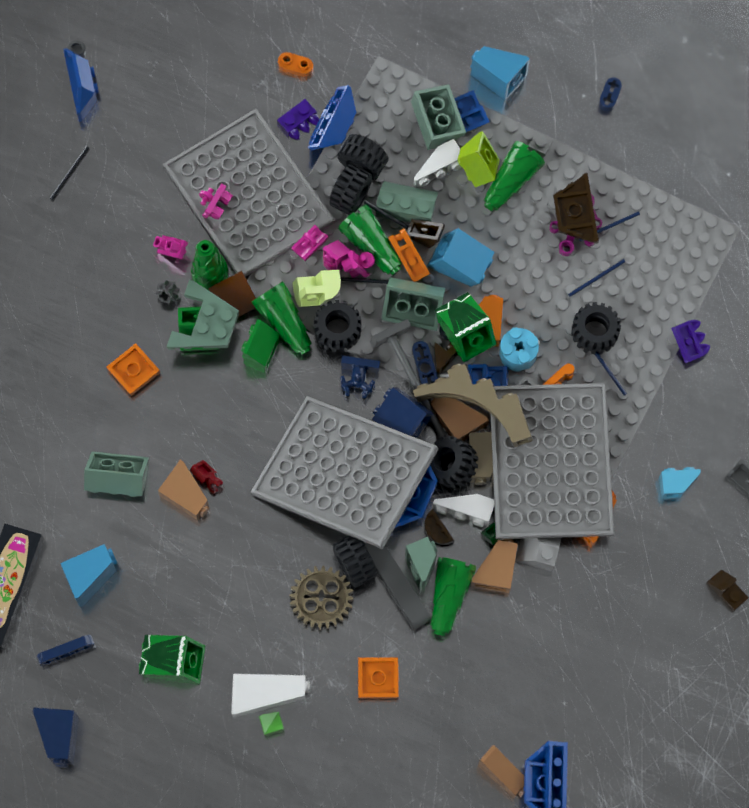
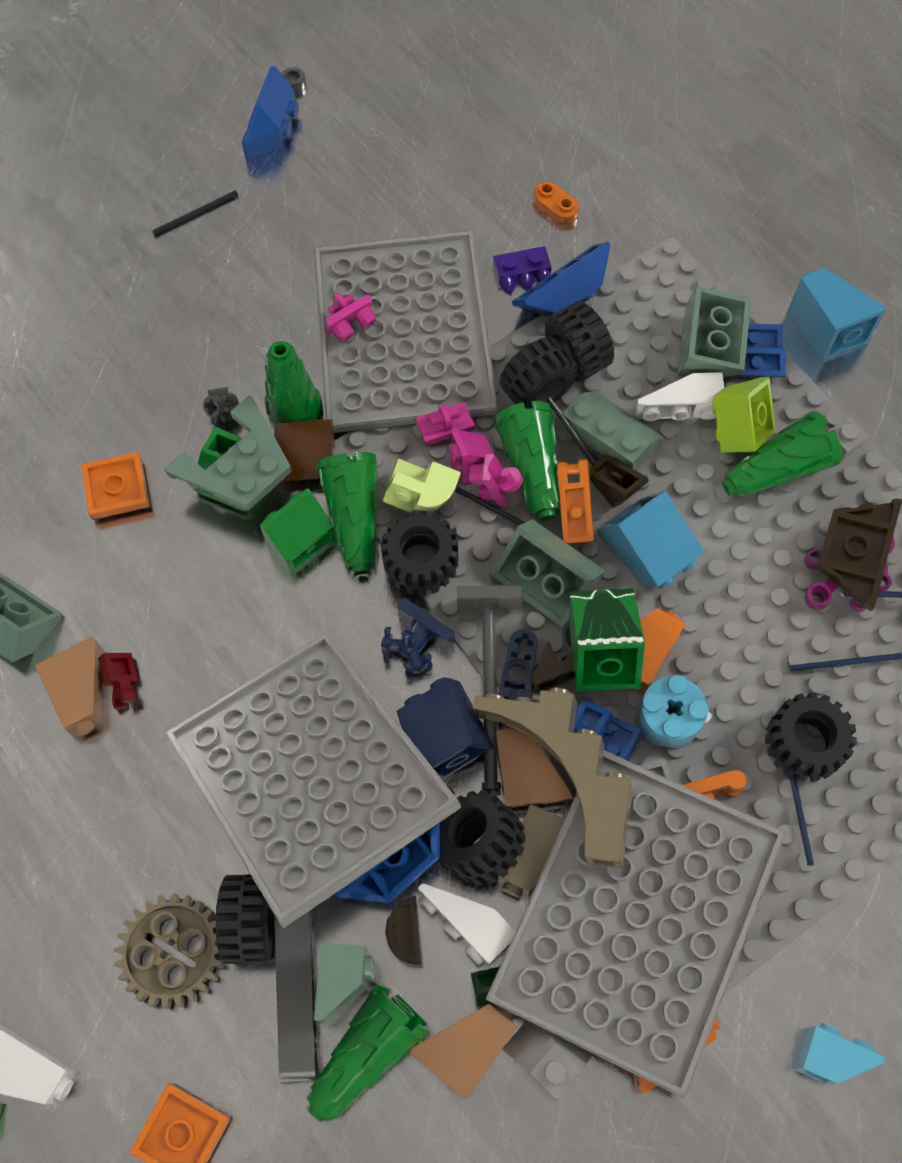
camera: 30 degrees right, 5 degrees down
(170, 246) = (255, 347): dark pink hips -> none

